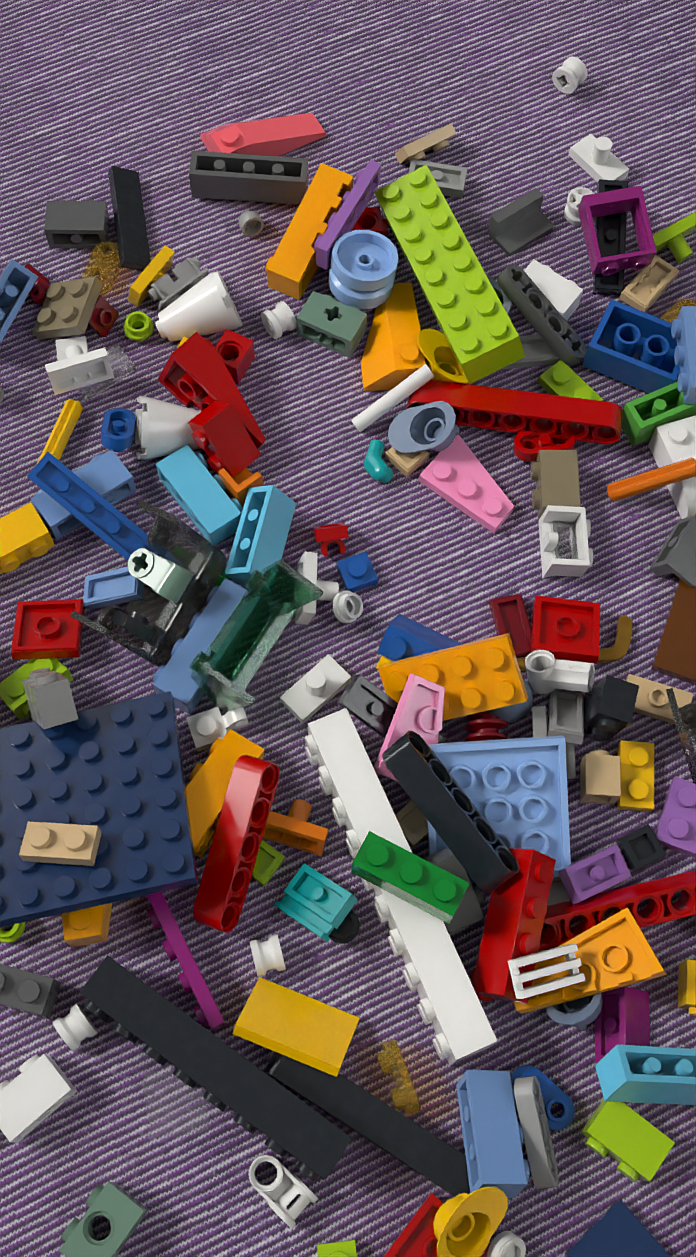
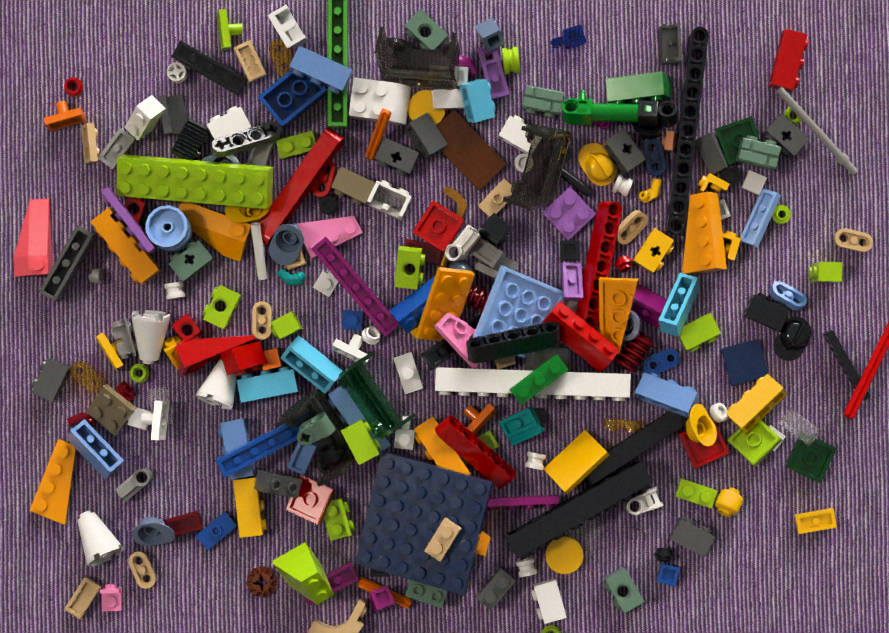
camera: 60 degrees left, 20 degrees up
(49, 698) = (359, 515): light grey brick -> none
(51, 565) = (277, 483): none -> dark grey brick
(63, 429) = (194, 449): yellow axle -> none
(118, 429) = (208, 413): blue plate -> none
(124, 1086) = (564, 555): none -> yellow tile
(129, 218) = (60, 347): black tile -> none
(171, 651) = (361, 442): none -> lime brick
(273, 398) = (231, 300): none -> lime brick
(291, 447) = (261, 320): none -> tan plate
(302, 476) = (286, 326): none -> lime brick
(331, 533) = (324, 324): red tile -> none
(395, 513) = (326, 283): none -> white plate
(410, 546) = (355, 286): none -> magenta plate
(441, 105) = (64, 117): none -> orange tile
(488, 101) = (69, 82): none -> red plate
(489, 595) = (406, 256): none -> lime brick
(498, 182) = (144, 117): none -> white brick
(500, 249) = (190, 140): none -> black brick
(509, 466) = (328, 205): none -> black plate
(535, 1041) = (635, 353): none -> dark red piece
(536, 1132) = (675, 373): light grey beam -> none
(569, 75) = (78, 26): white wheel -> none
(571, 964) = (612, 320): white tile -> none
(597, 159) = (148, 42): white tile -> none
(600, 778) = (525, 251): tan brick -> none
(612, 203) = (236, 65): magenta window -> none
(633, 525) = (407, 156): none -> dark grey brick
(636, 776) = (531, 231): yellow plate -> none
(669, 948) = (623, 264): none -> red plate

